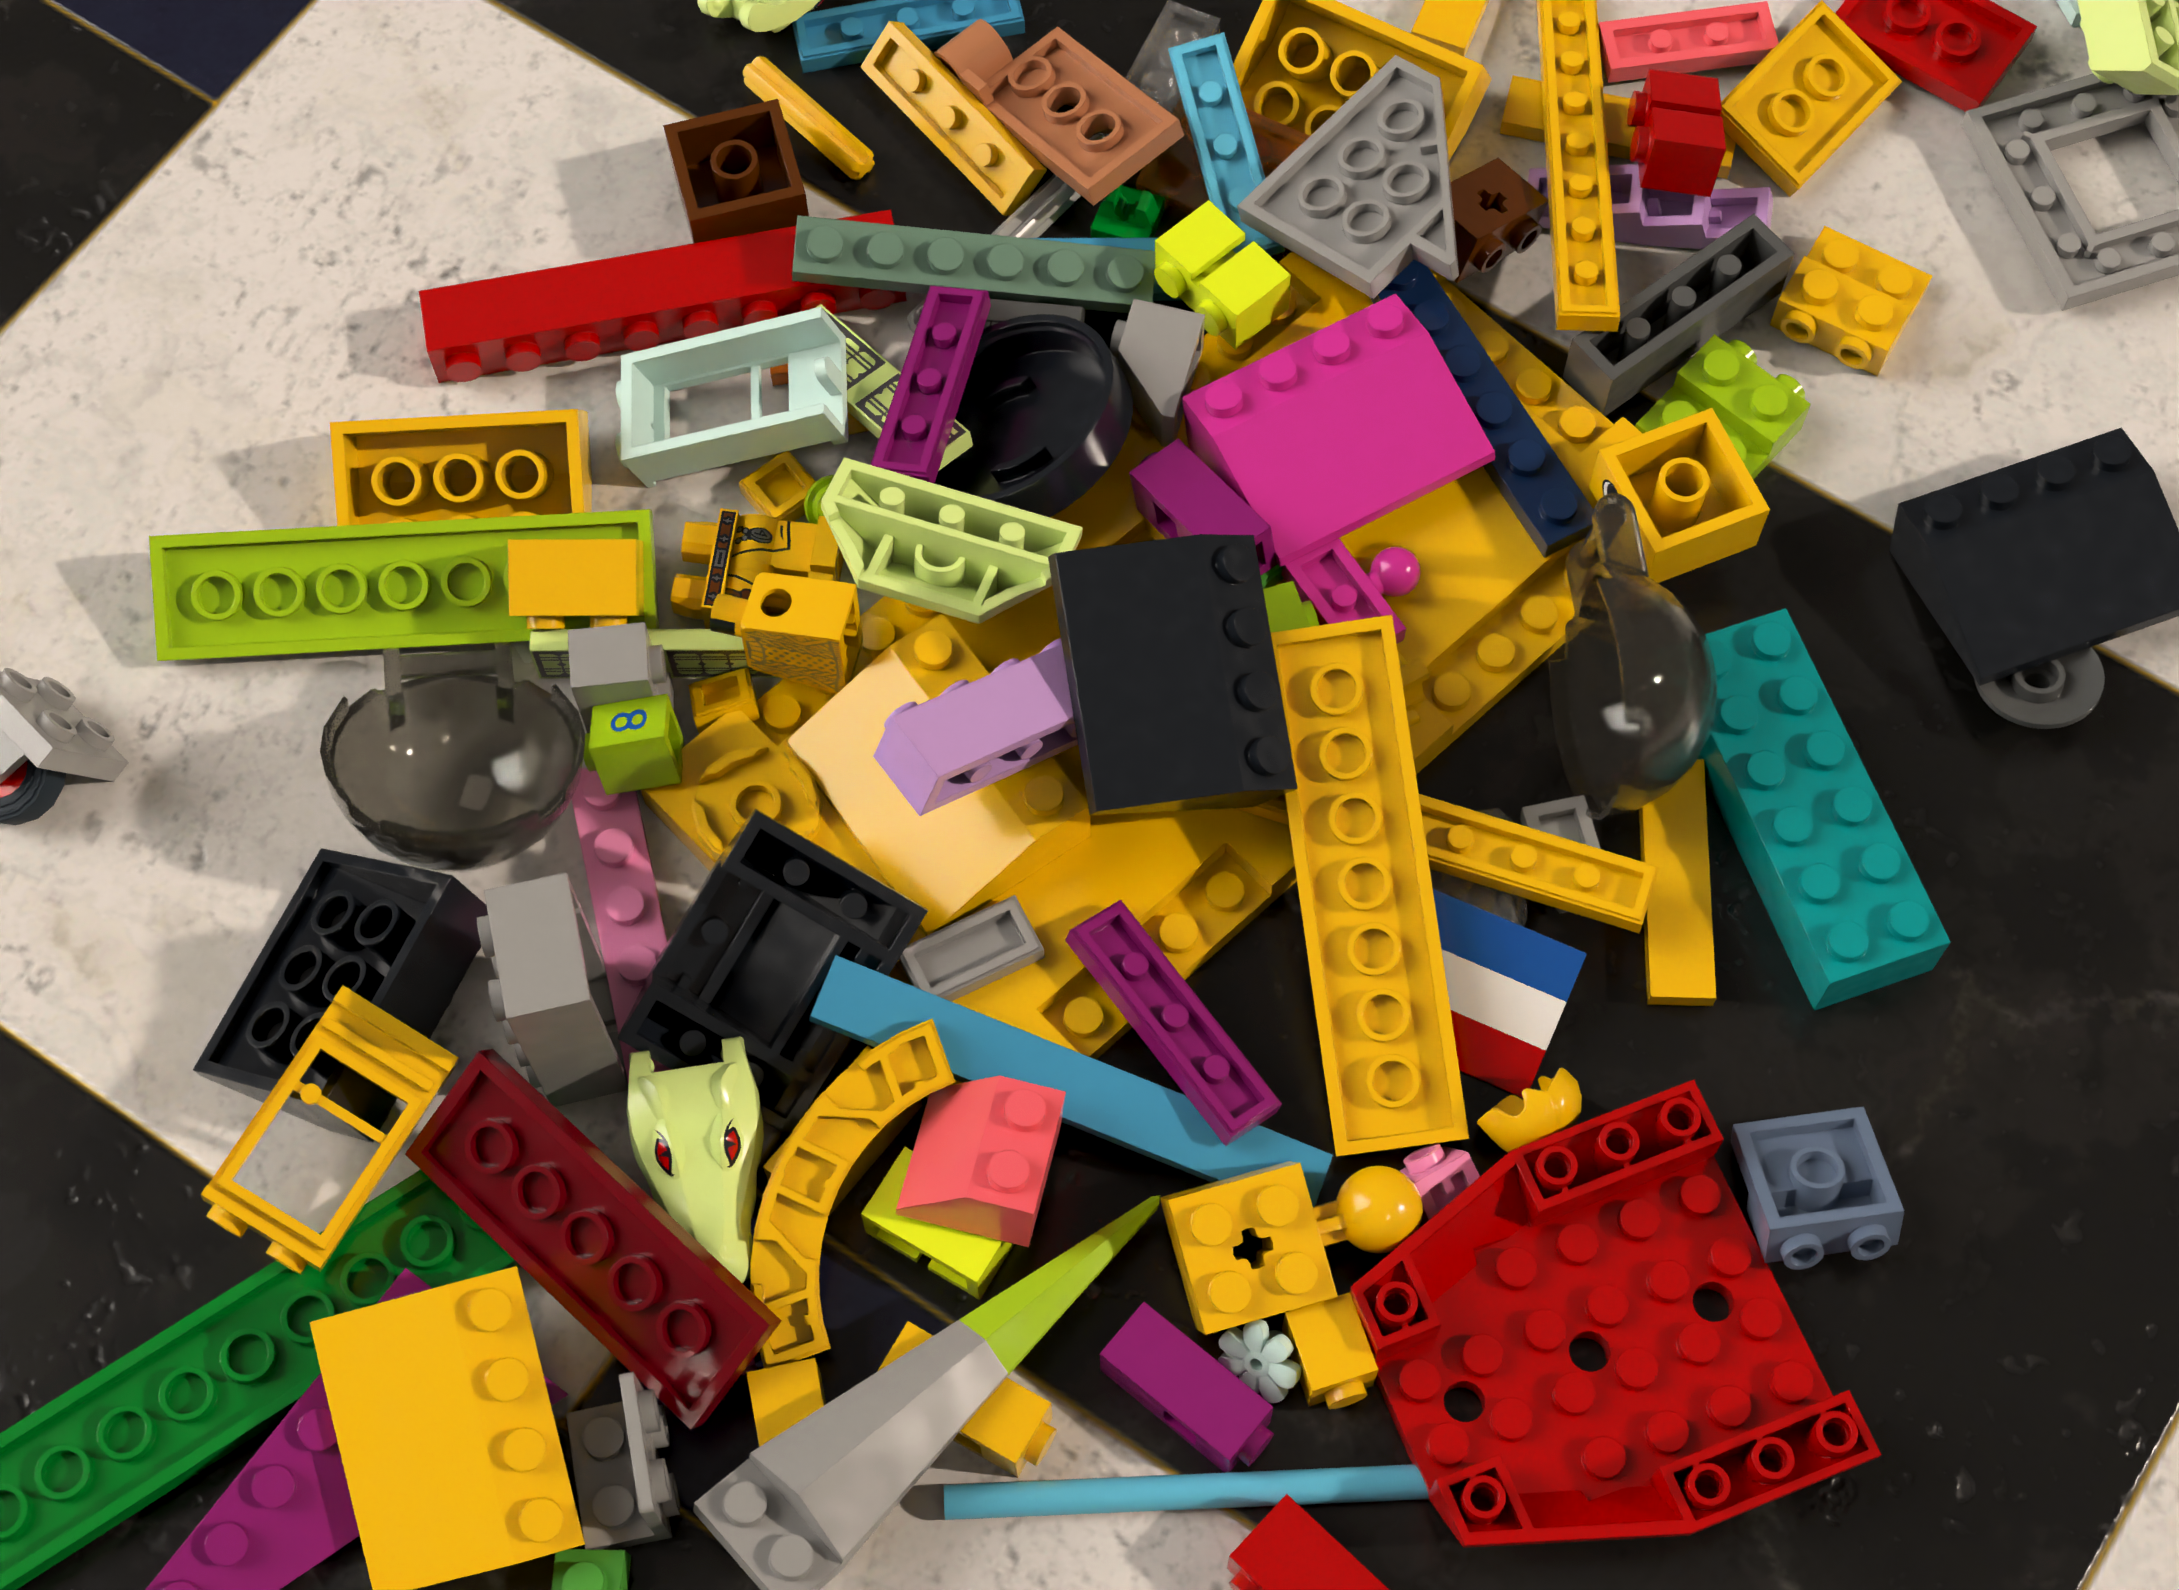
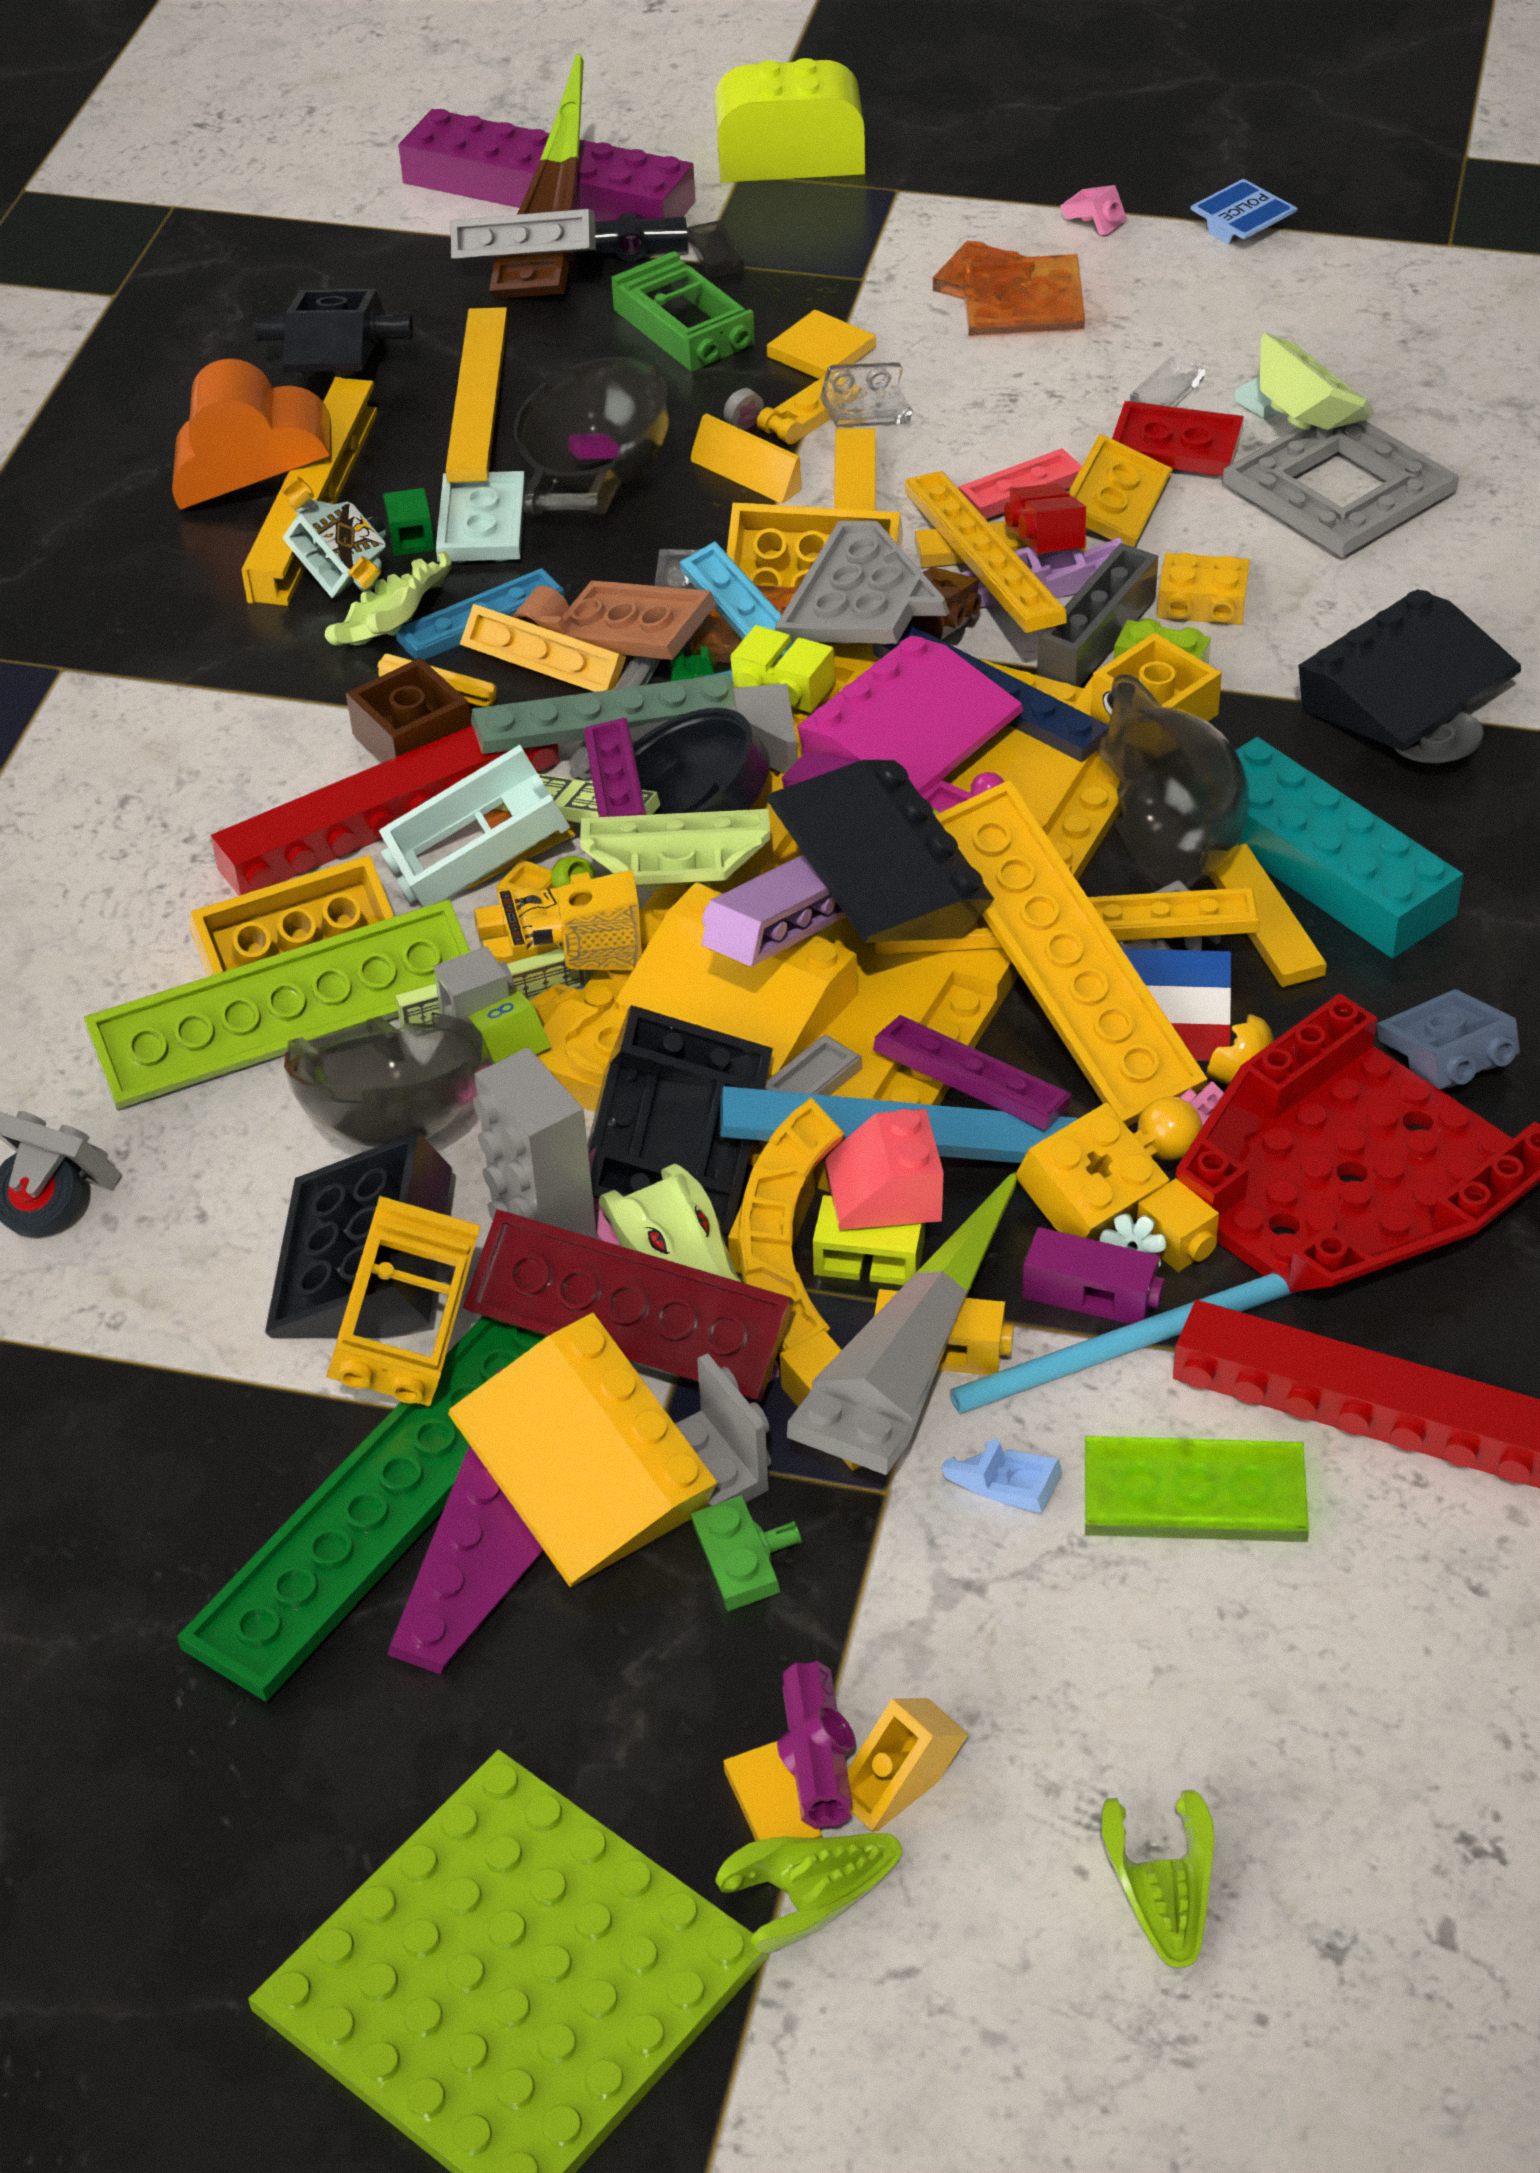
camera: 20 degrees left, 20 degrees down
(575, 579) = (406, 949): yellow brick -> none

